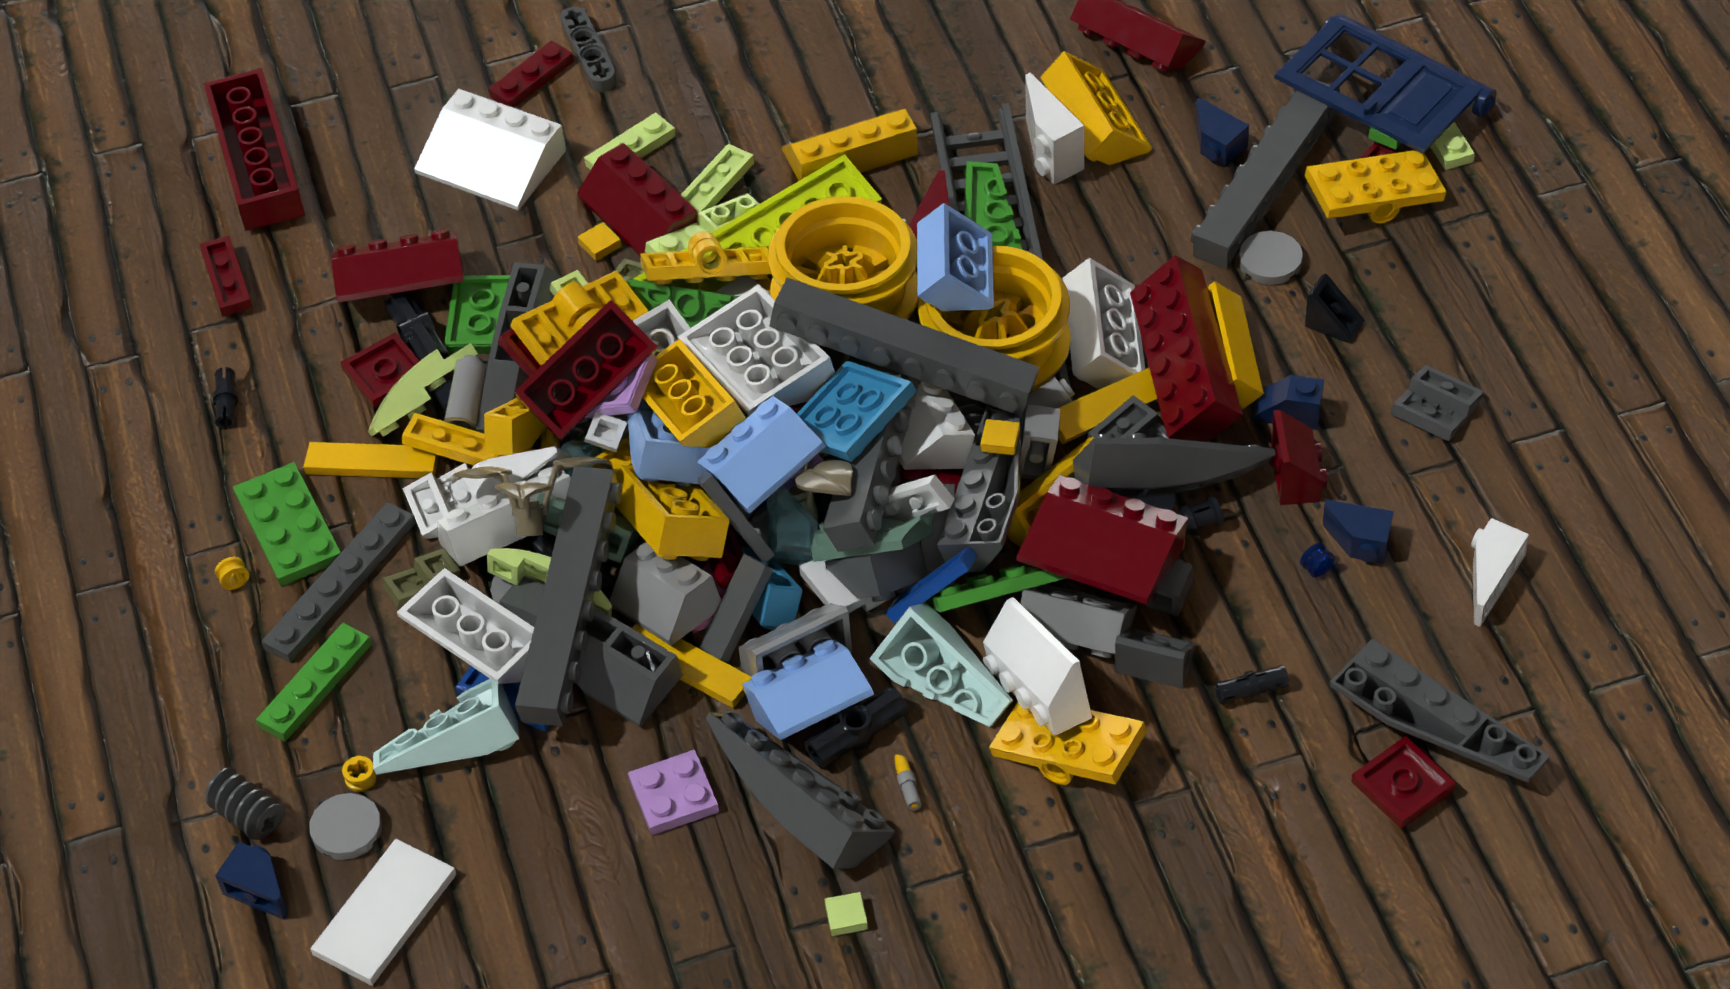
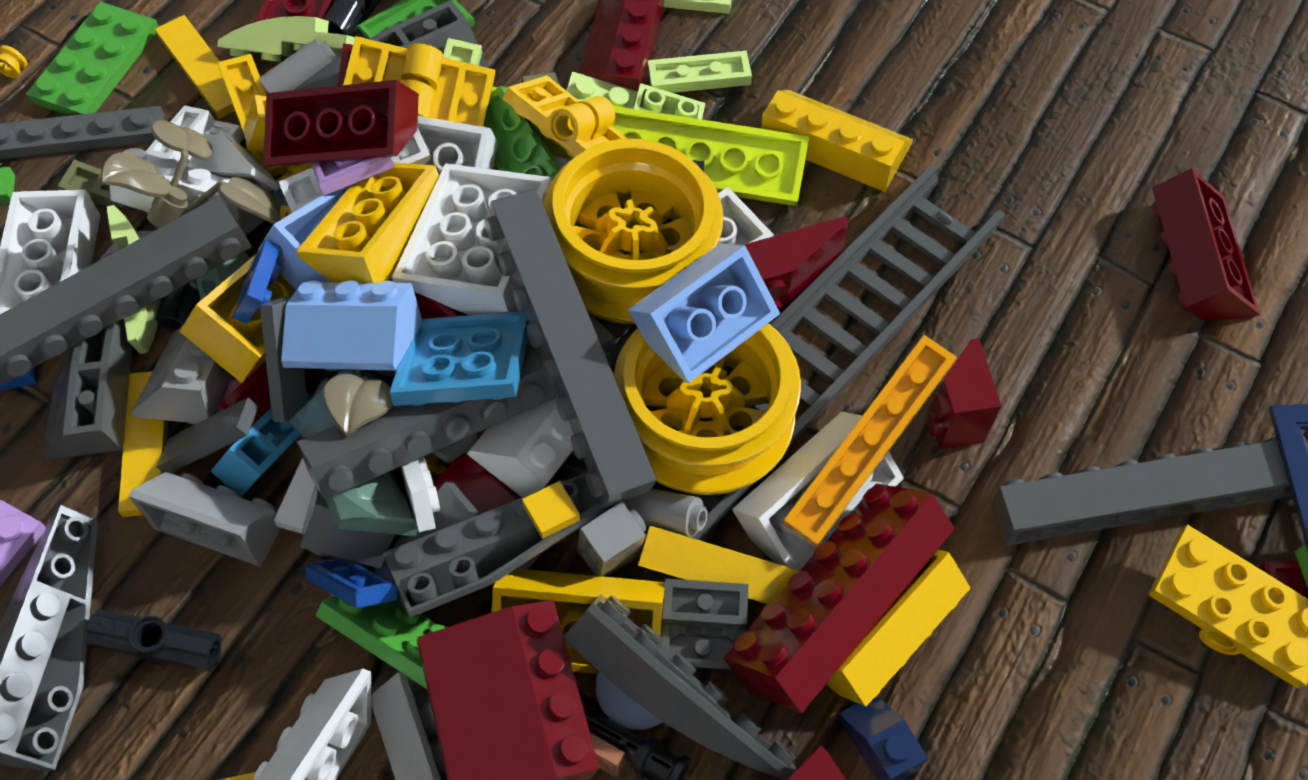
camera: 45 degrees right, 10 degrees up
(599, 241) = (563, 45): yellow tile -> none
(672, 483) = (260, 274): none -> blue plate
(806, 689) = (153, 568): light blue slope -> none
(907, 782) = (126, 734): light grey piece -> none
(936, 661) = (286, 657): light aqua wedge -> none
(988, 203) = (846, 303): bright green wing -> none
(1053, 133) = (995, 278): white slope -> none
(1090, 96) = (1072, 289): yellow slope -> none
(1107, 266) = (869, 441): none -> light orange plate
(1120, 210) = (965, 401): none -> dark red slope
(1219, 133) = (1155, 412): dark blue slope -> none
(1270, 257) = (1056, 575): light grey tile -> none
(1331, 311) = (1038, 692): black slope -> none

